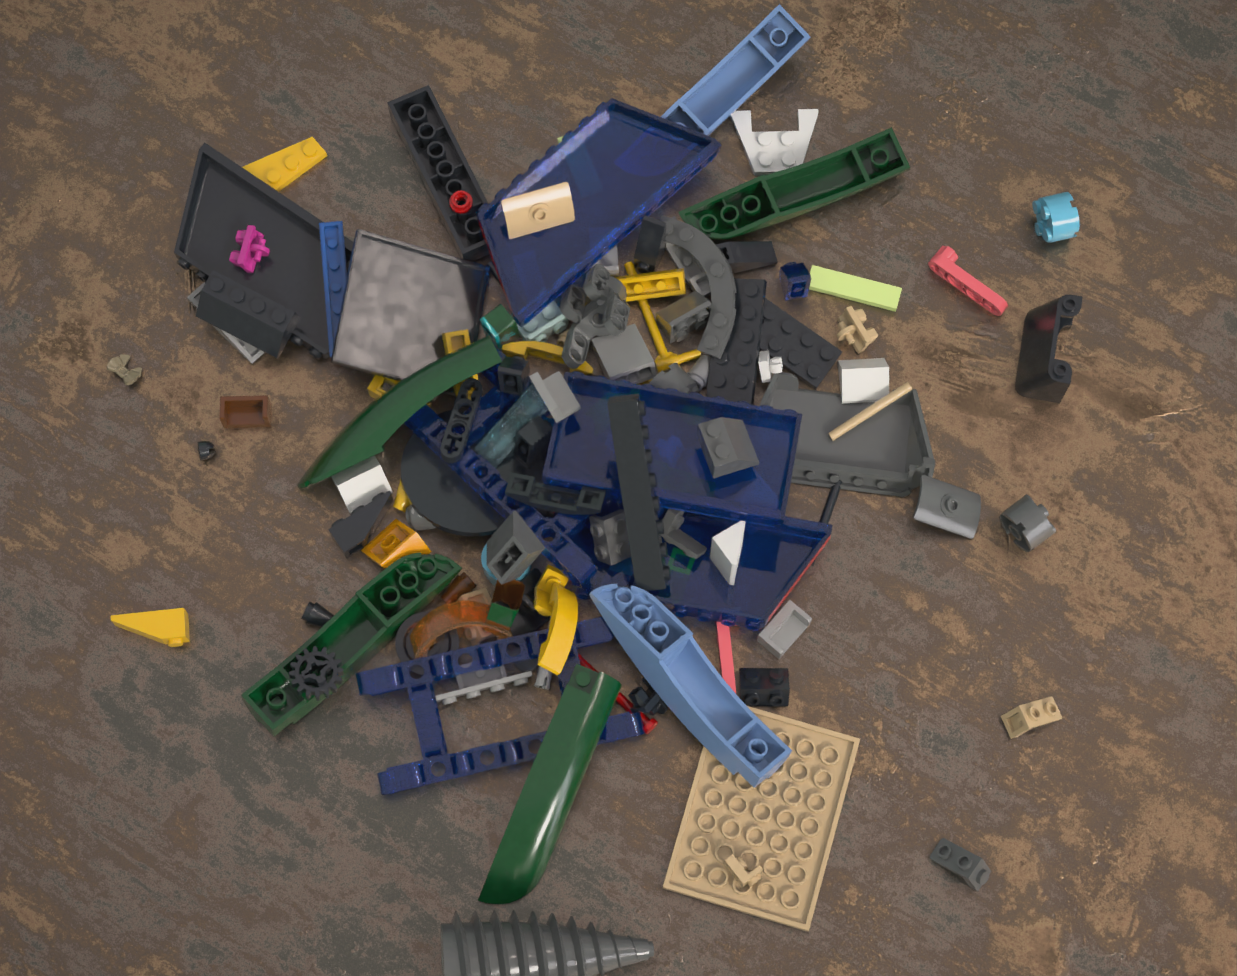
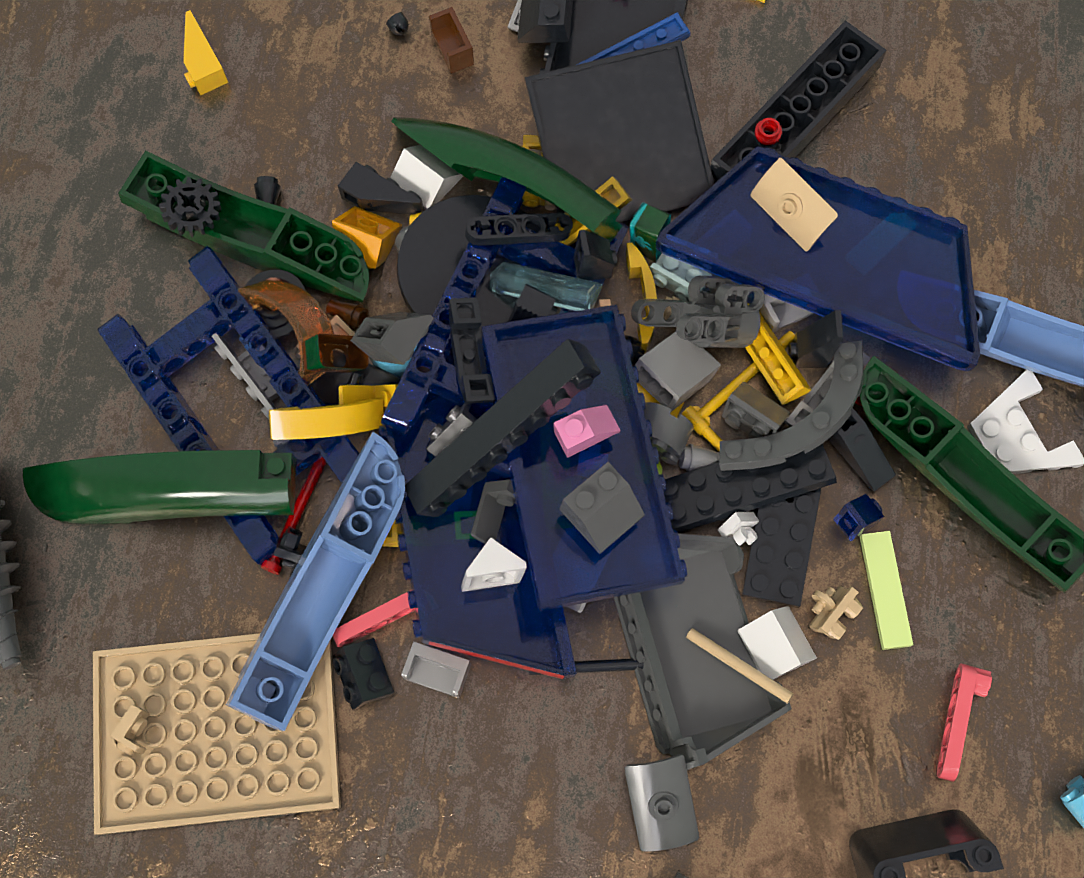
camera: 70 degrees right, 0 degrees up
(556, 395) = (580, 302): light grey panel -> none
(662, 433) = (585, 429): none -> bright pink slope

